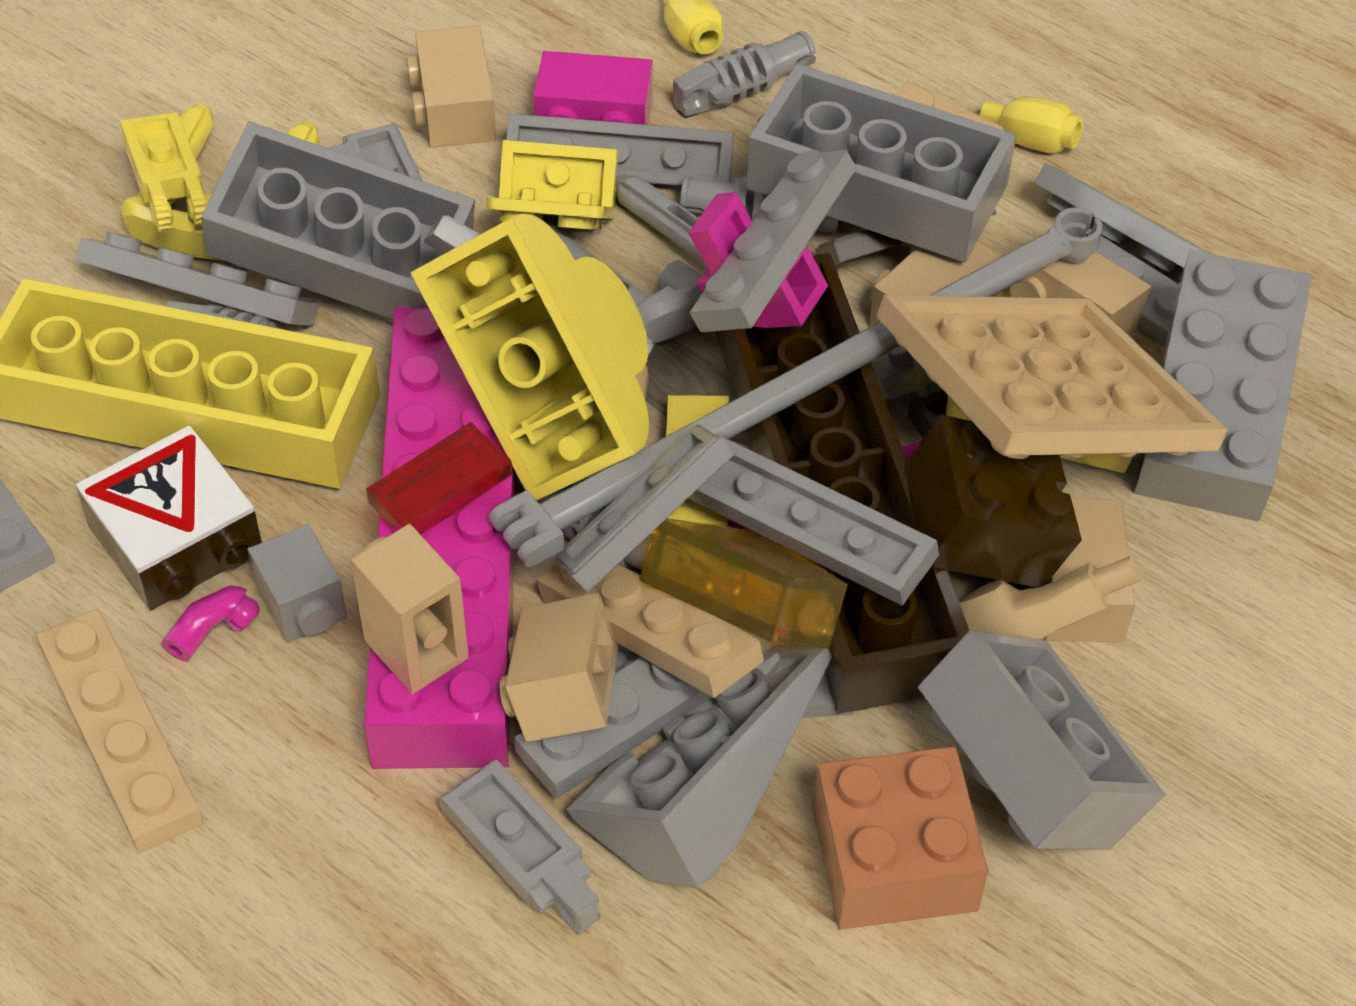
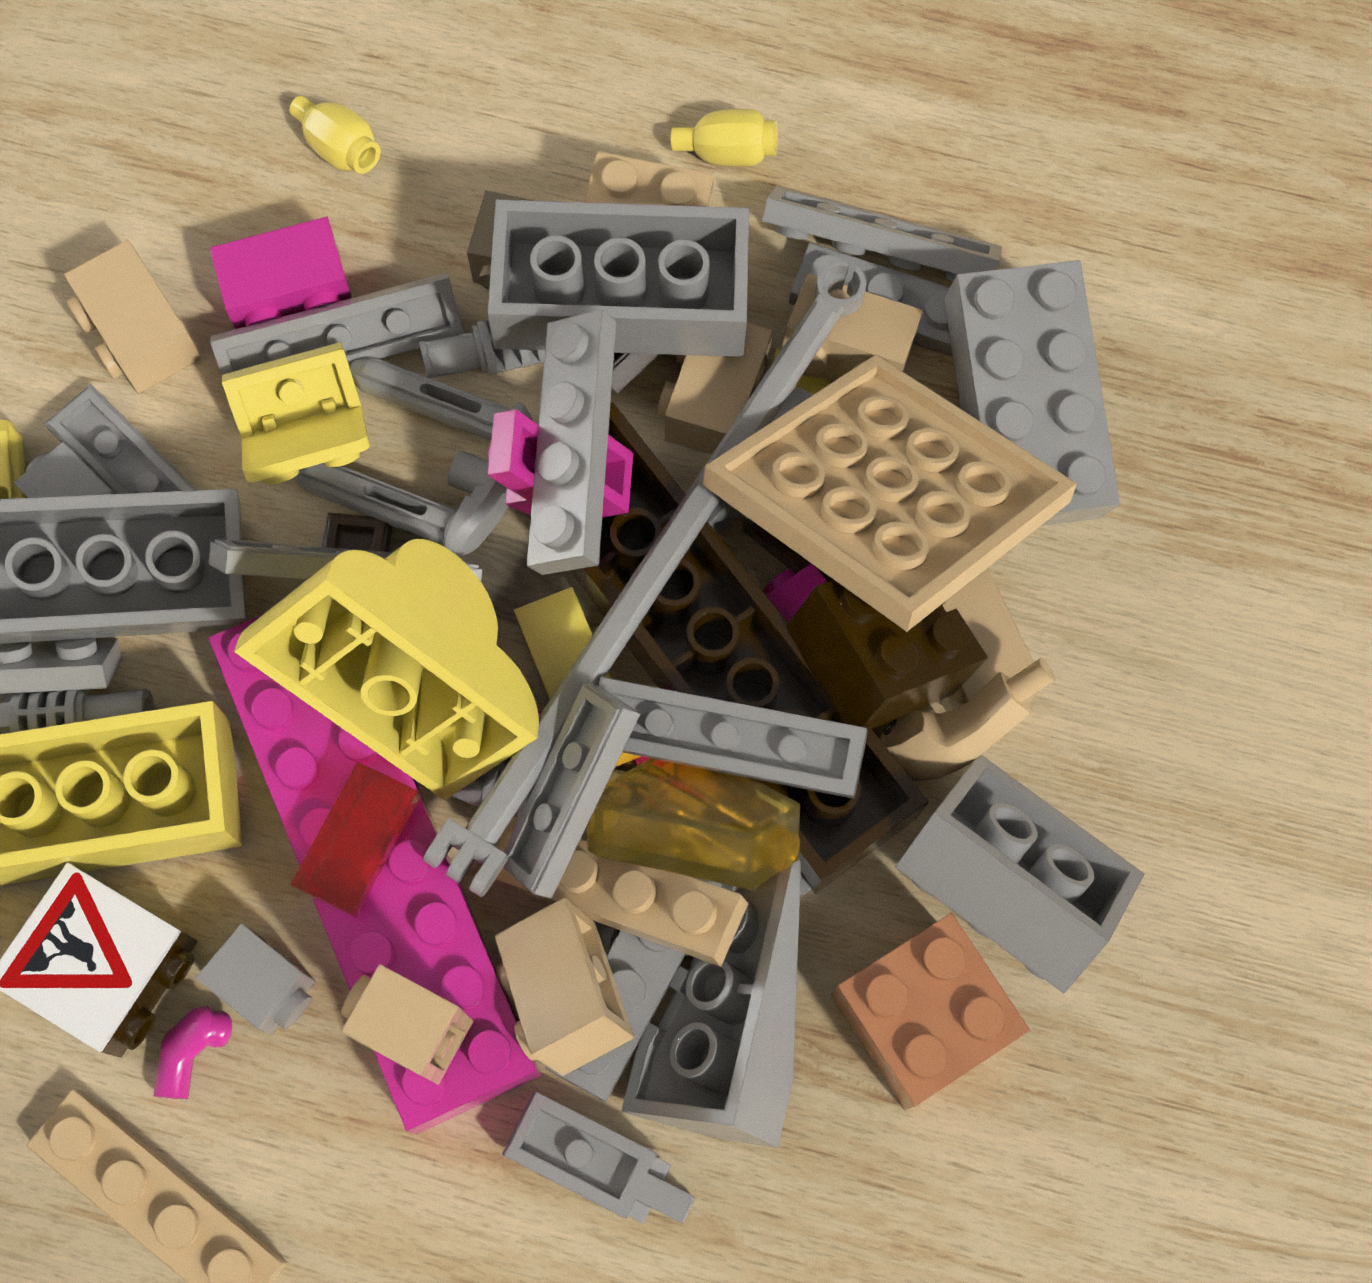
camera: 25 degrees left, 20 degrees up
(740, 73) = (417, 186): light grey hinge -> none

